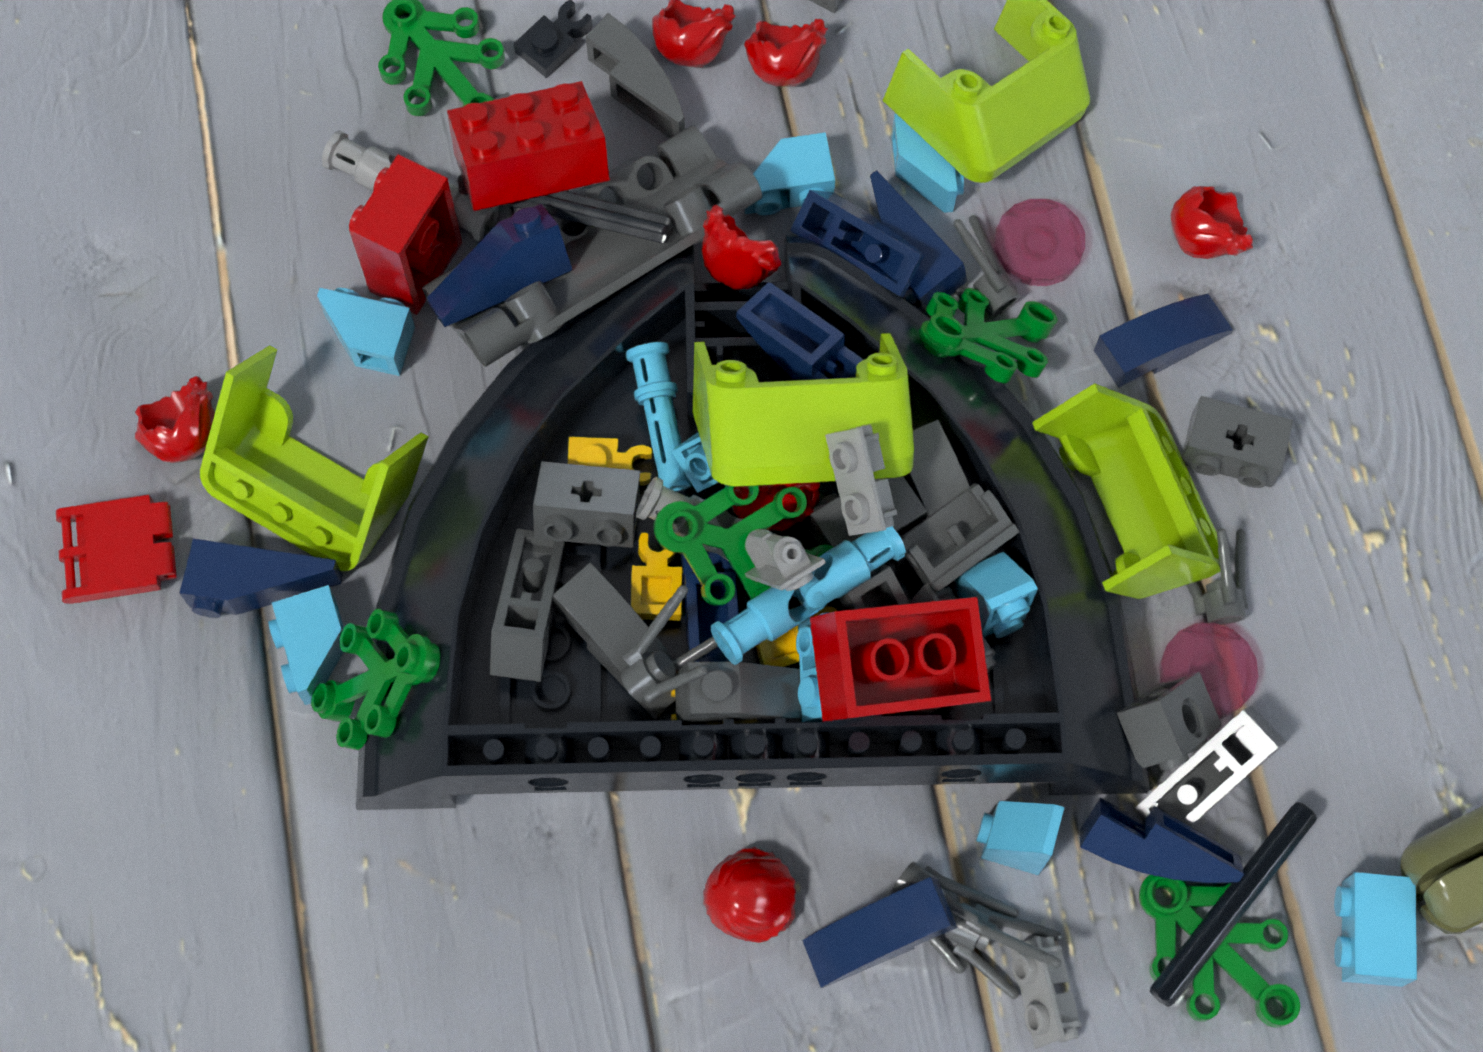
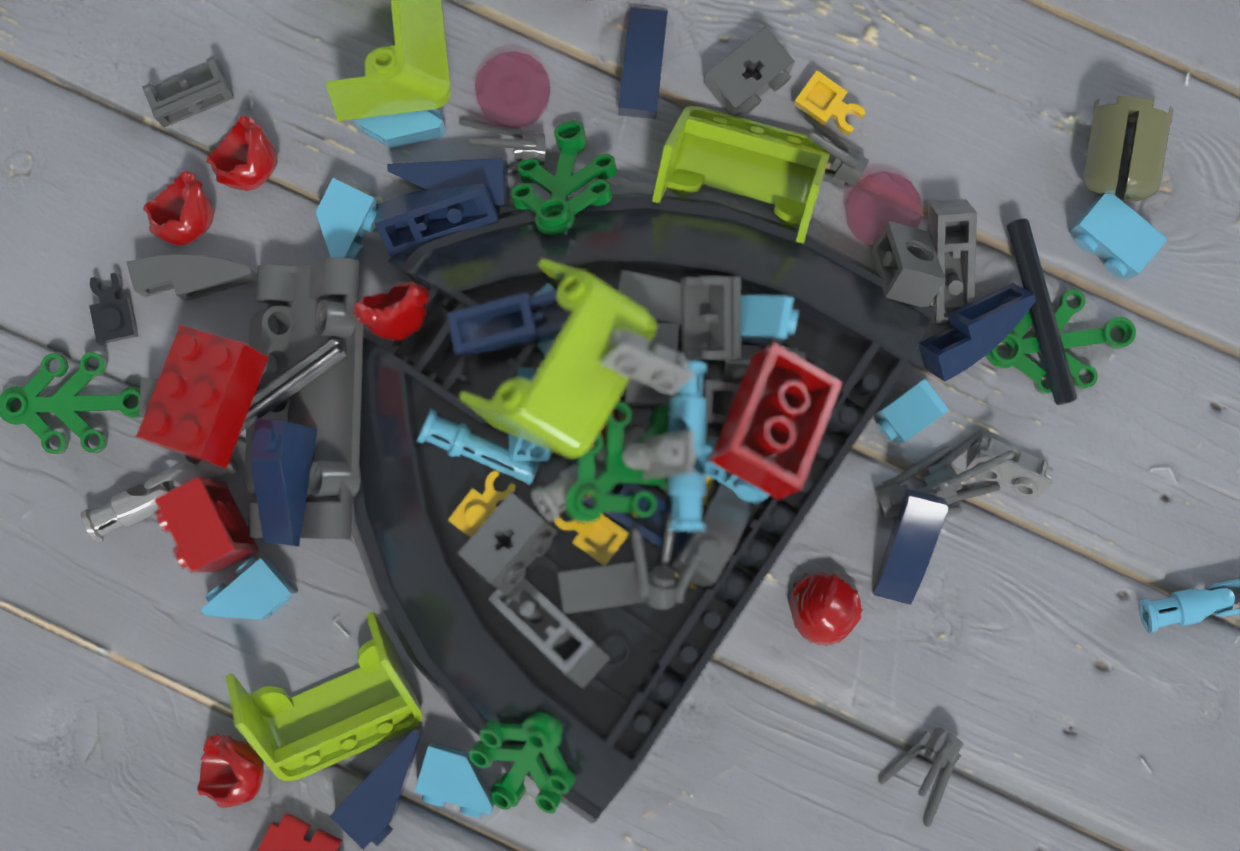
camera: 60 degrees left, 15 degrees up
(1270, 533) = (824, 99): none -> yellow plate

